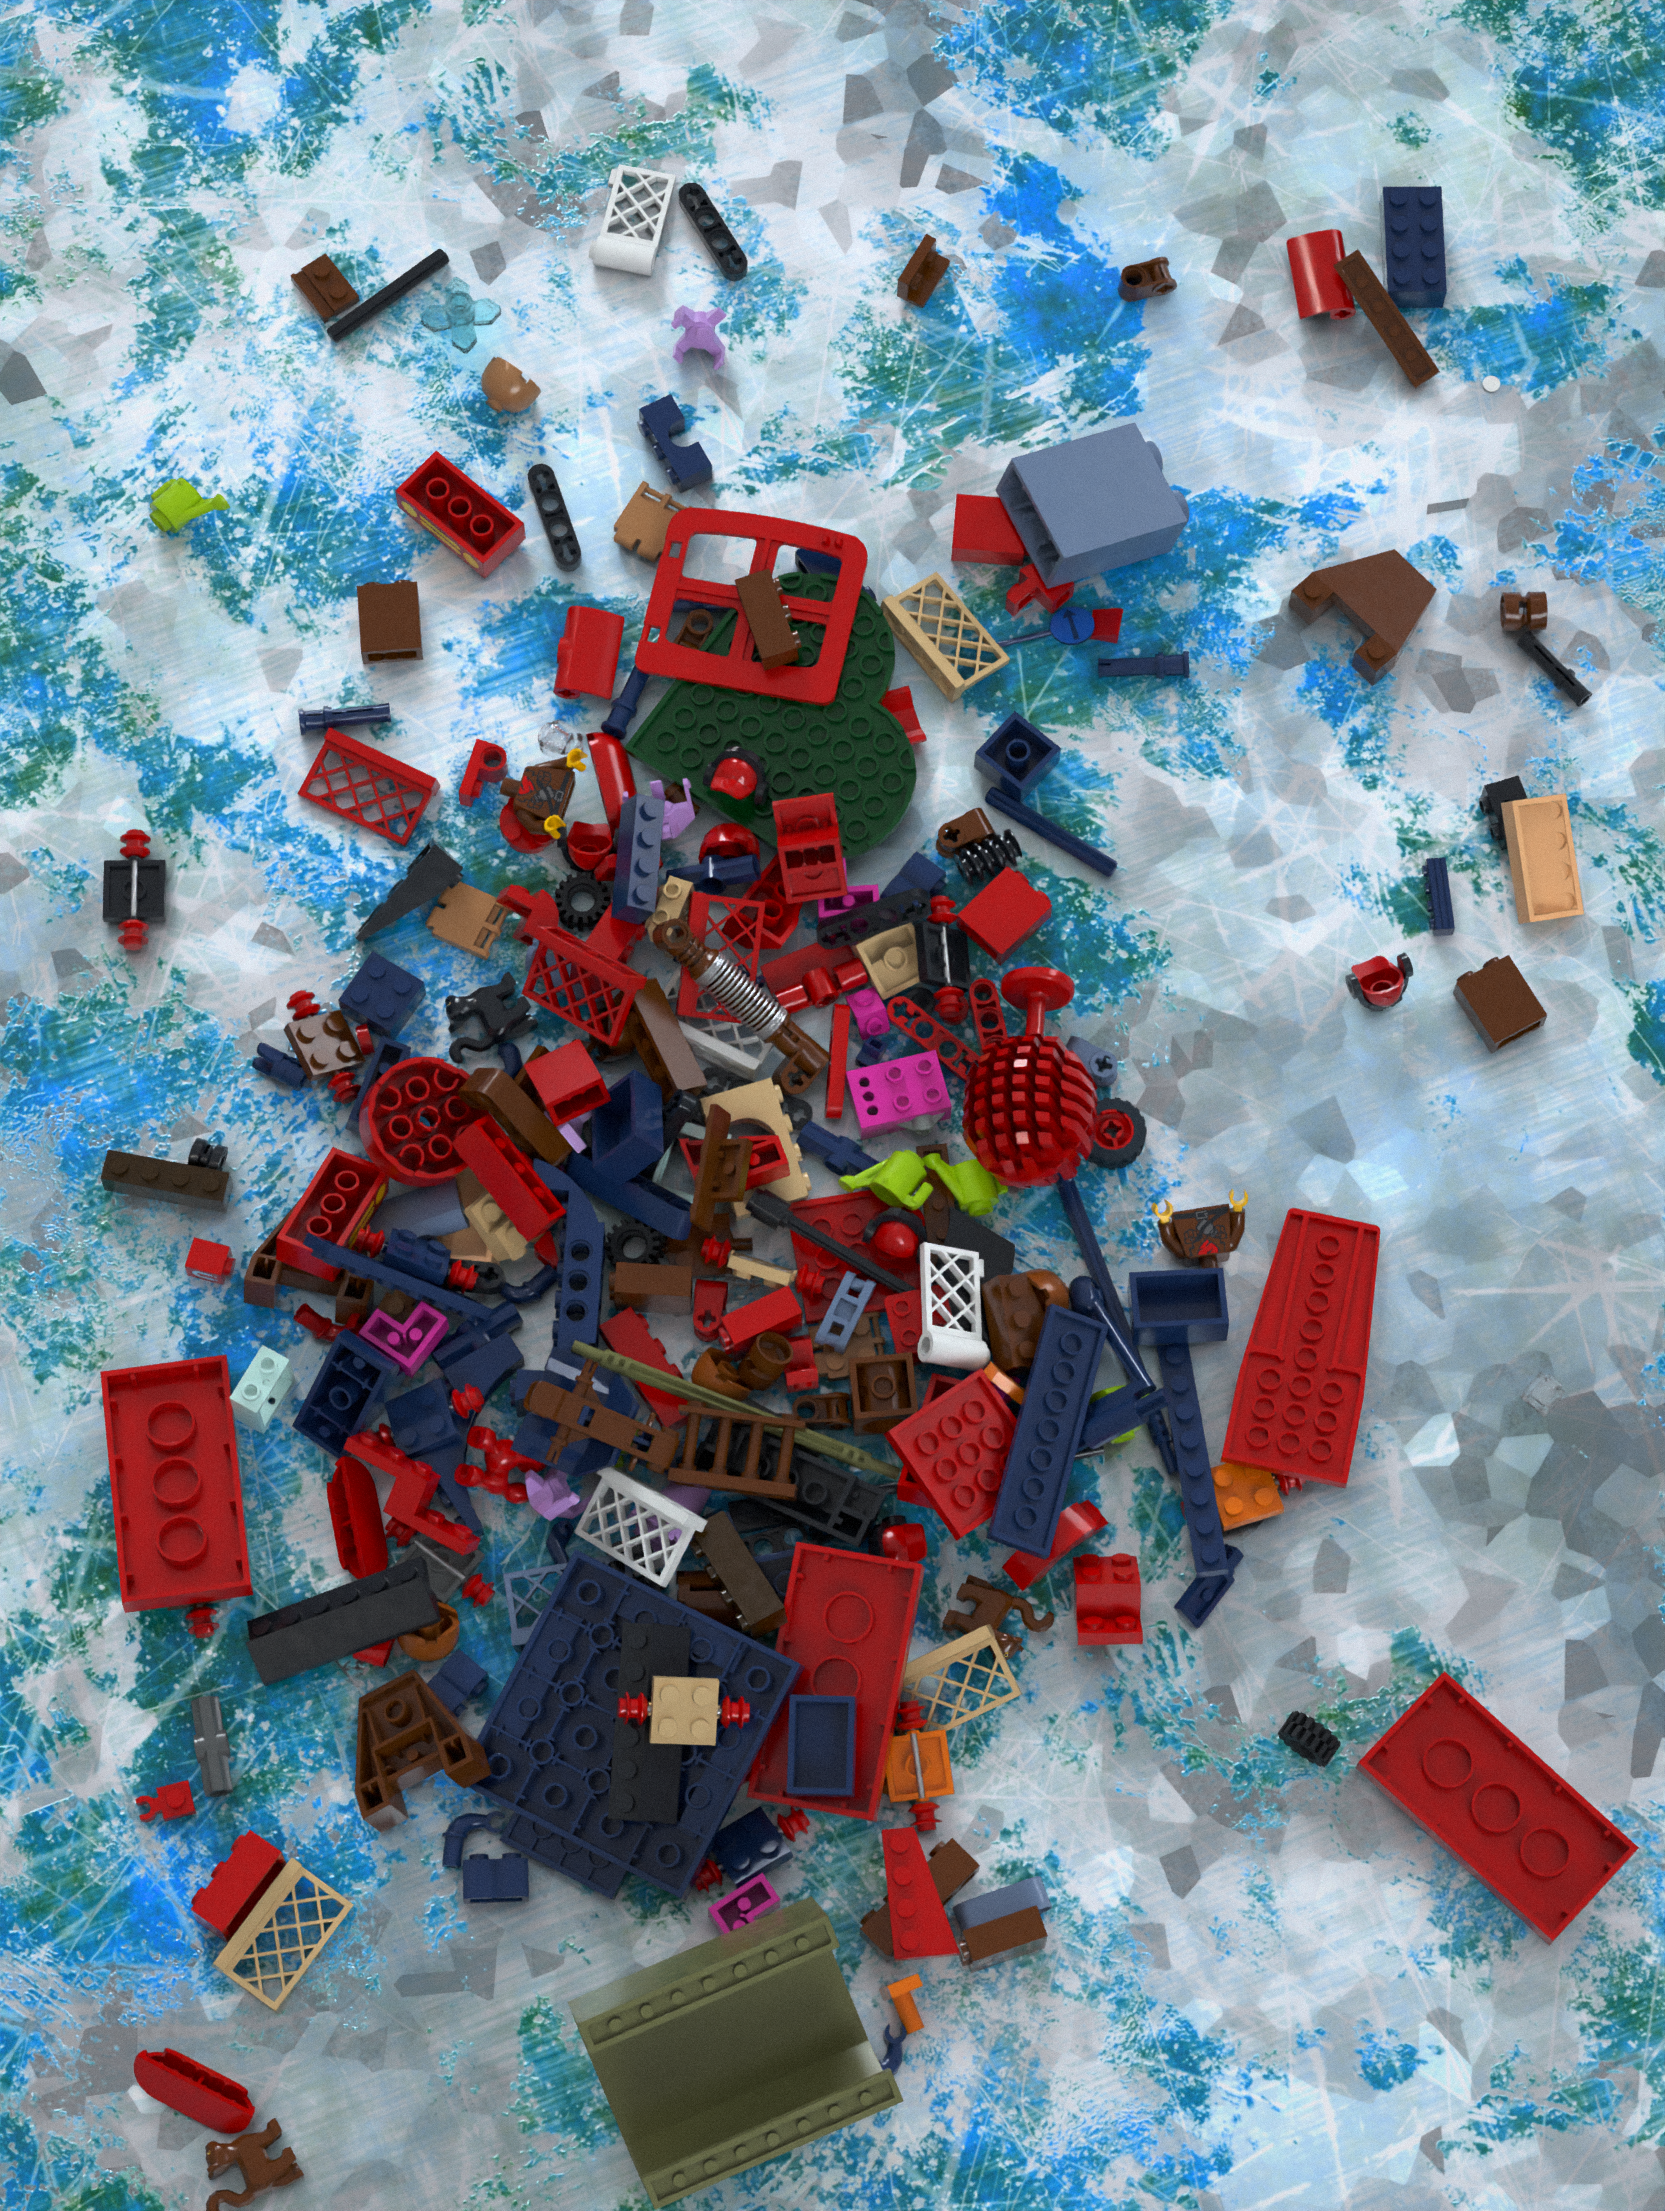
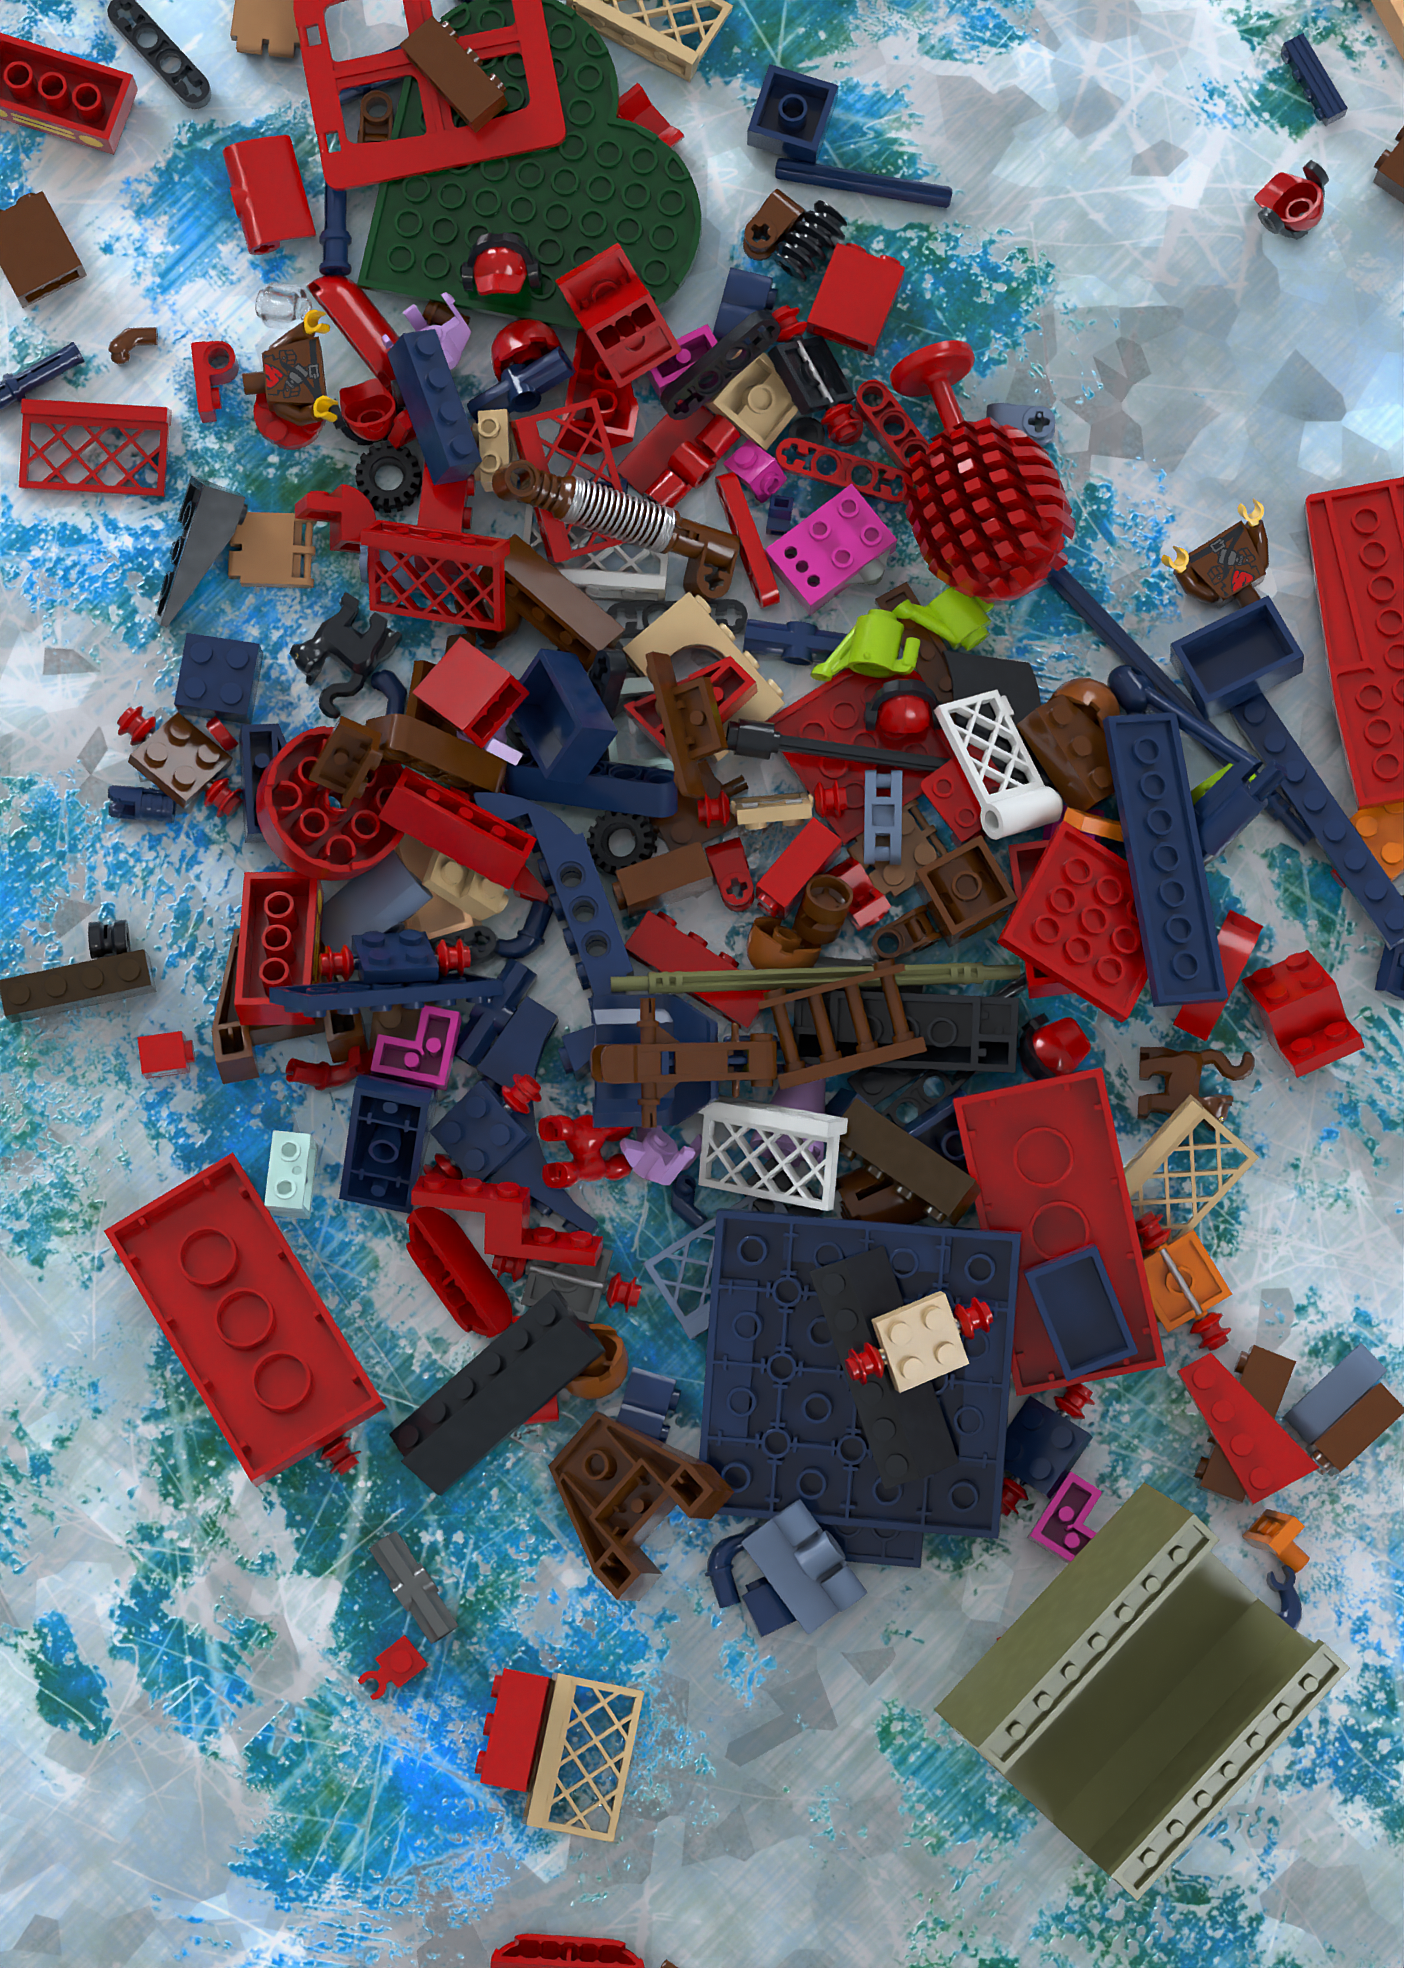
camera: 20 degrees left, 10 degrees up
(433, 718) = (129, 339): none -> reddish brown arm
(446, 1086) = (347, 759): none -> reddish brown bracket
(520, 1856) = (804, 1566): none -> sand blue panel
(1130, 1135) = (1100, 490): black wheel -> none

